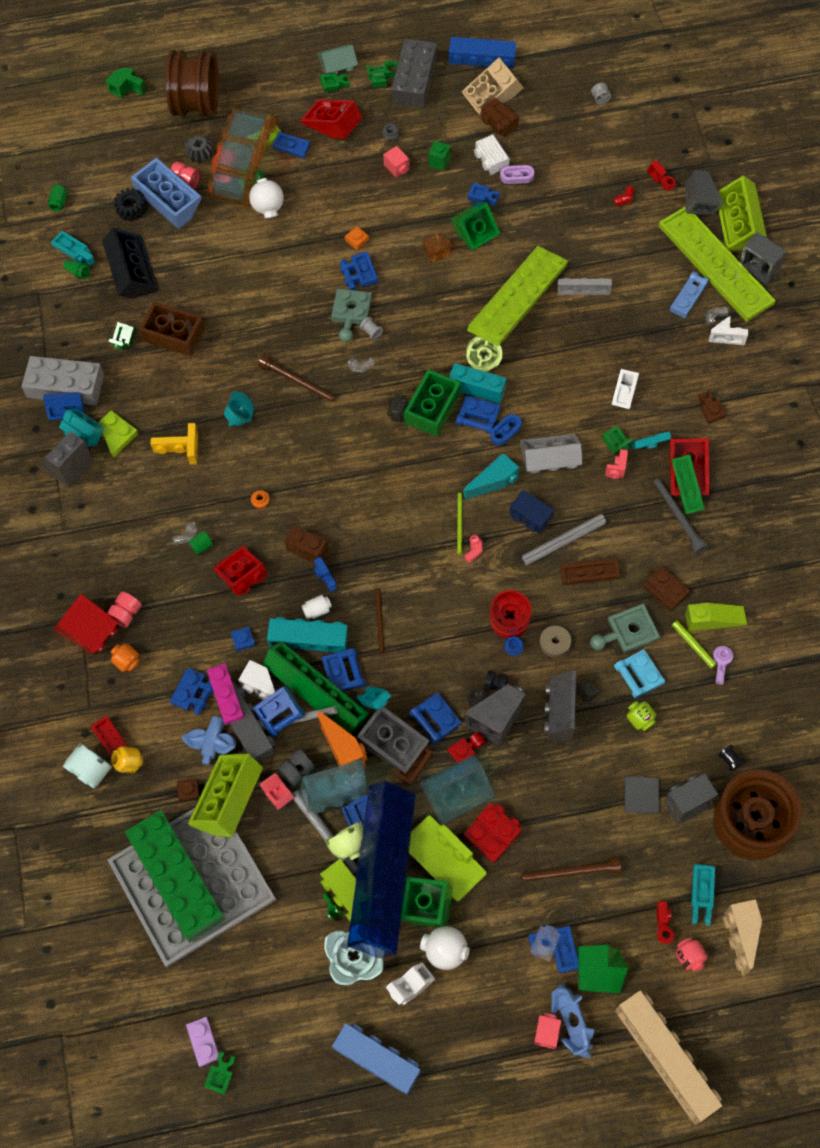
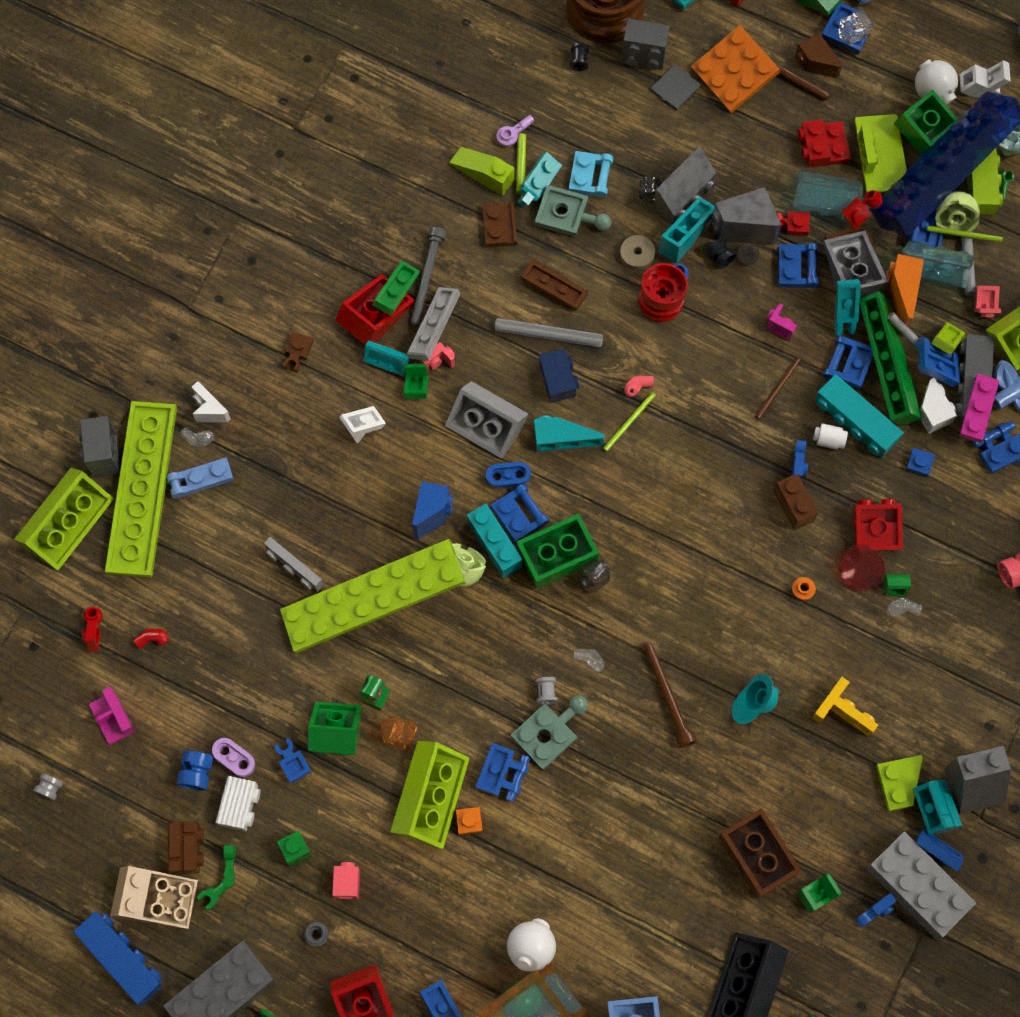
camera: 145 degrees left, 5 degrees up
(80, 352) = (883, 908): none -> blue plate
(231, 537) = (861, 567): none -> clear red dish
(284, 736) = (948, 338): none -> lime tile
(290, 772) = (958, 307): dark grey wheel -> none
(331, 832) = (964, 233): none -> lime axle
(389, 231) = (430, 794): none -> lime slope
(411, 659) = (780, 325): none -> dark pink bracket
(420, 780) = (858, 211): none -> red plate
(461, 123) = (226, 883): none -> green piece
(471, 254) = (374, 692): none -> green leg
(530, 151) = (194, 770): none -> blue wheel
(533, 368) = (431, 509): none -> blue slope
(533, 676) = (685, 230): none -> teal slope
(556, 902) = (818, 57): none -> reddish brown slope
(603, 148) = (111, 717): none -> dark pink panel
(608, 838) = (735, 69): none -> orange plate
(641, 482) = (433, 323): none -> light grey tile
(641, 715) = (622, 136): lime head -> none
(670, 638) = (538, 179): none -> hinge
(702, 194) = (78, 570): dark grey slope -> none

